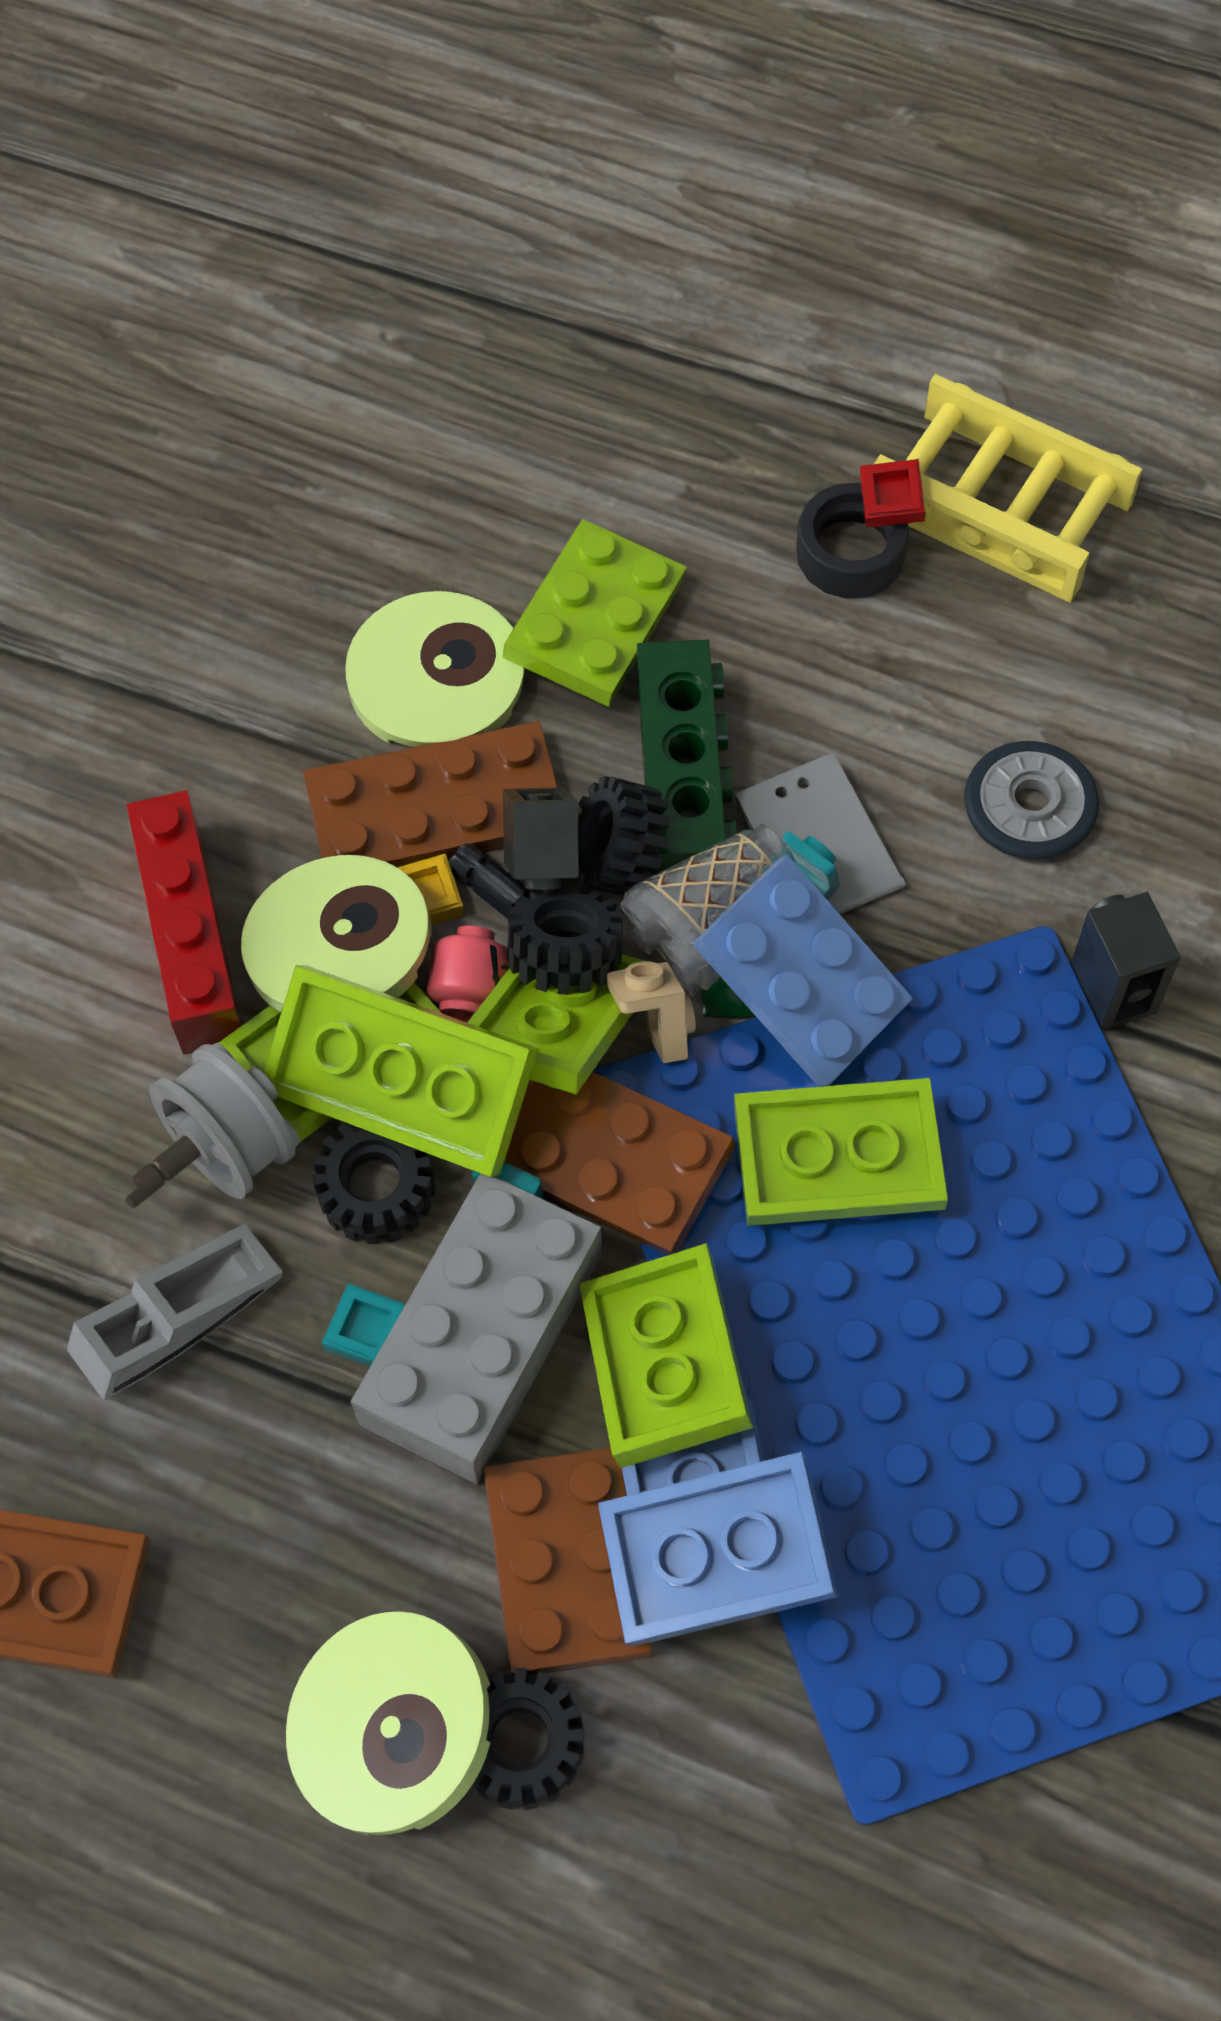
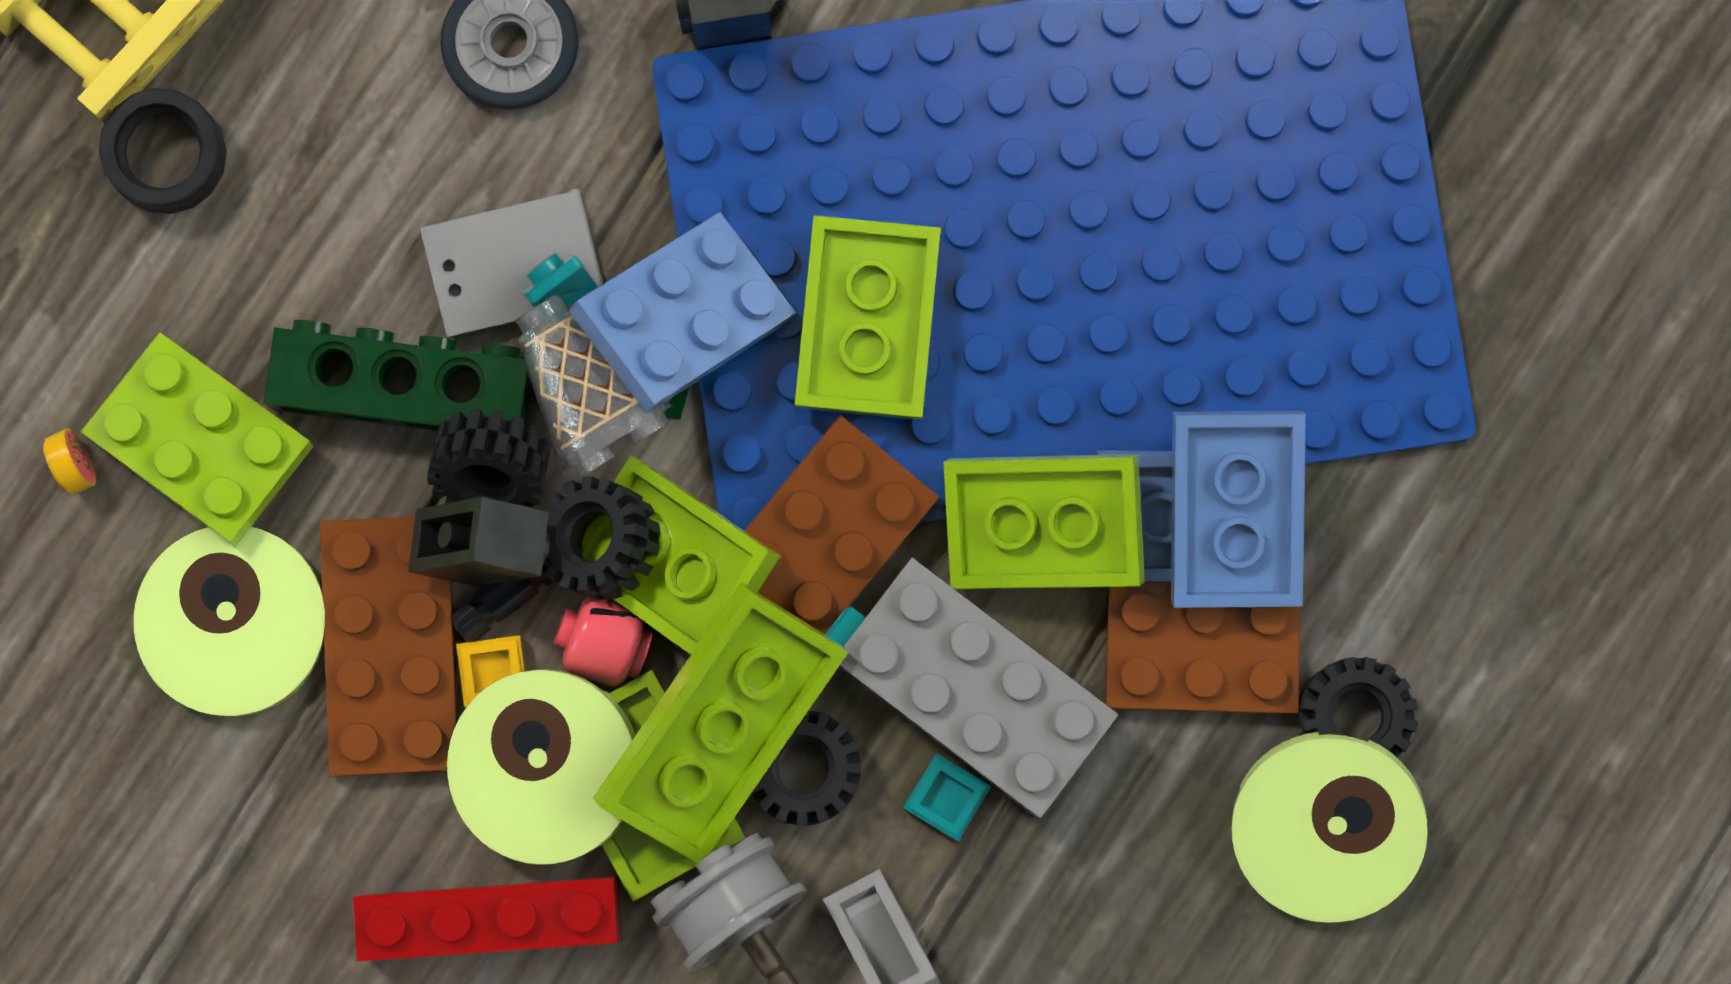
camera: 80 degrees left, 20 degrees up
(554, 516) = (71, 471): none -> yellow tile
(667, 1008) = (675, 463): tan bracket -> none
(892, 493) = (134, 97): red tile -> none

